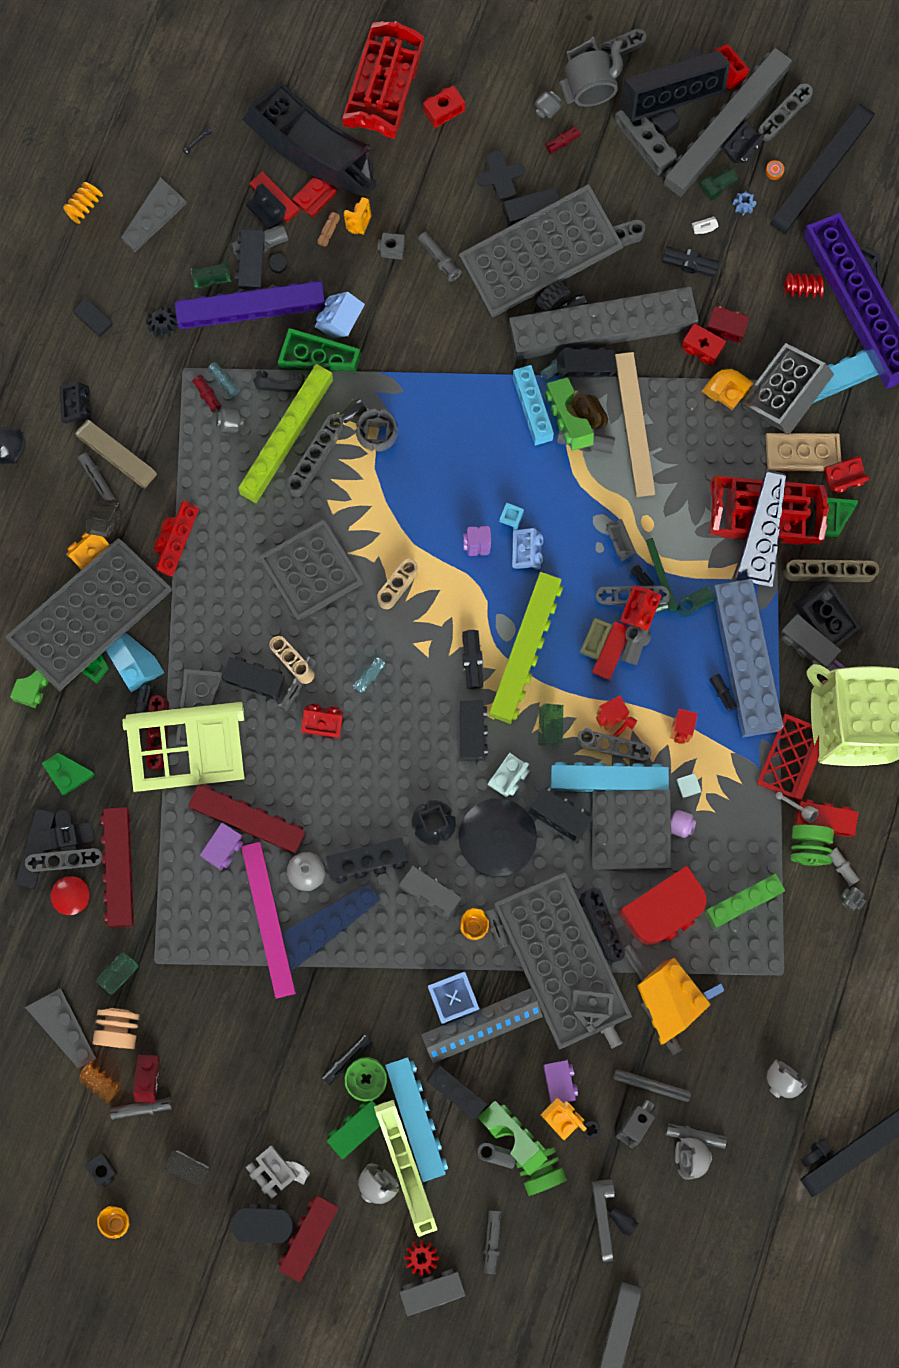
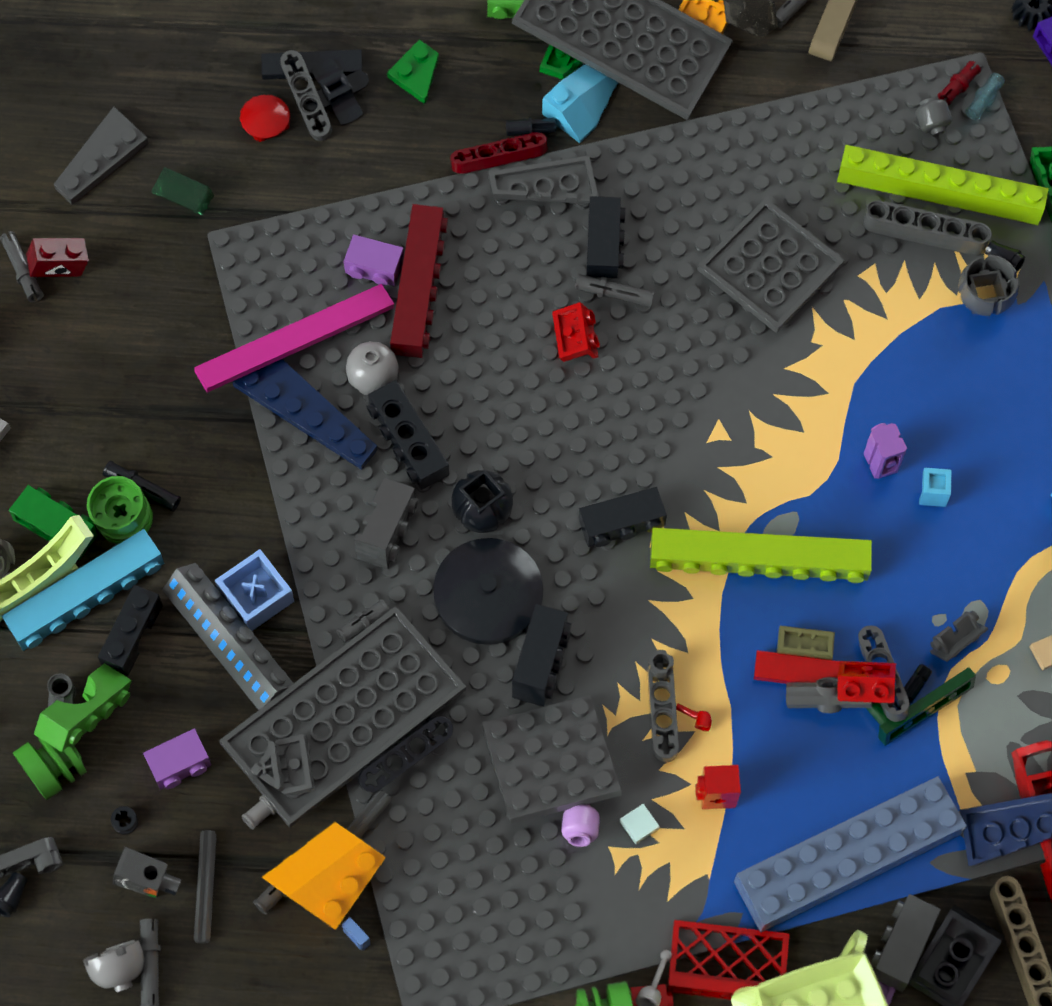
camera: 75 degrees right, 10 degrees down
(99, 1082) = (39, 209): clear orange piece -> none
(116, 1029) = (109, 205): light nougat wheel -> none
(118, 868) = (314, 157): dark red brick -> none
(174, 537) = (757, 101): red bracket -> none
(211, 742) = (501, 211): yellowish green door -> none
(270, 384) = (999, 144): black piece -> none
(296, 666) = (642, 270): tan beam -> none
(369, 675) = (655, 373): clear light blue pin -> none
(399, 575) = (798, 382): tan beam -> none
(472, 659) = (720, 492): black piece -> none
(474, 924) = (360, 587): light orange hair -> none
(508, 775) = (577, 582): light aqua bracket -> none
(527, 549) = (899, 521): light blue bracket -> none
(550, 724) = (664, 613): clear green hinge -> none
(562, 1119) = (127, 772): light orange bracket -> none
(607, 778) = (613, 709): medium azure brick -> none
(612, 713) = (705, 685): red brick -> none
(665, 909) = (452, 829): red brick -> none
(696, 601) = (909, 764): clear green piece -> none
(722, 692) = (789, 834): black axle -> none
(744, 901) = (510, 954): bright green arch -> none

